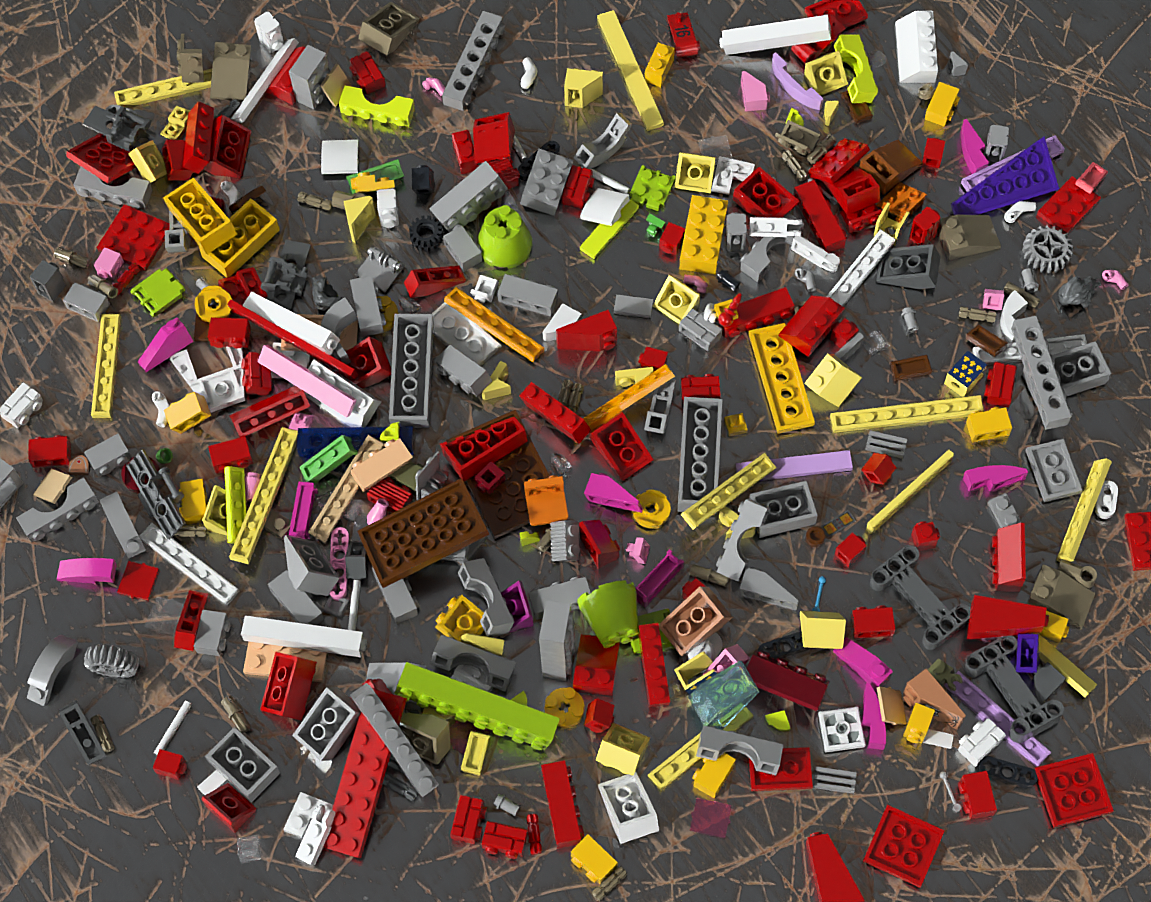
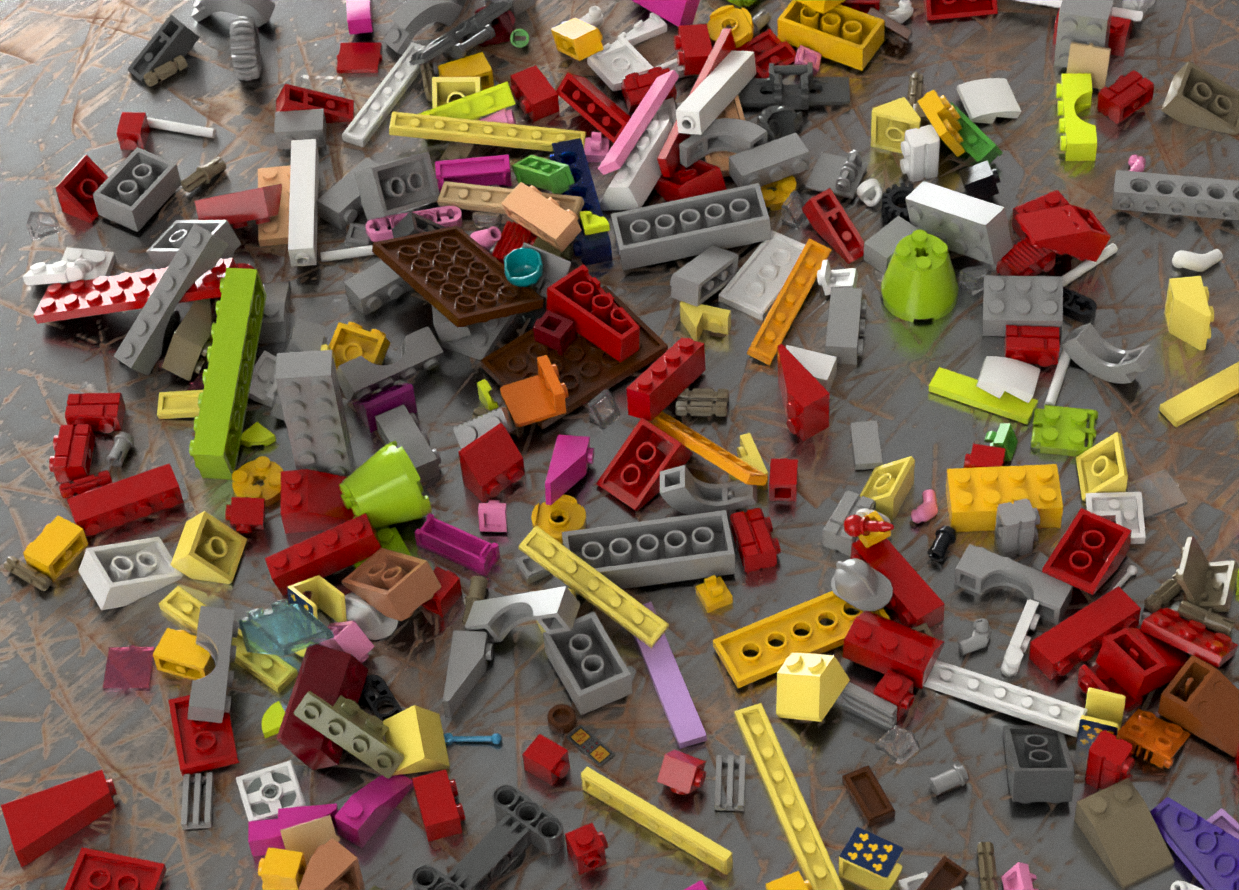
camera: 80 degrees right, 15 degrees down
(258, 262) = (807, 55): none -> bright pink tile
(404, 251) = (868, 190): none -> white tile
(434, 483) = (523, 267): none -> teal hair
(684, 534) = (530, 570): none -> light grey tile
(759, 332) = (861, 585): none -> light grey piece
(773, 227) = (1033, 564): white hinge -> none
(817, 660) = (351, 730): none -> olive bracket

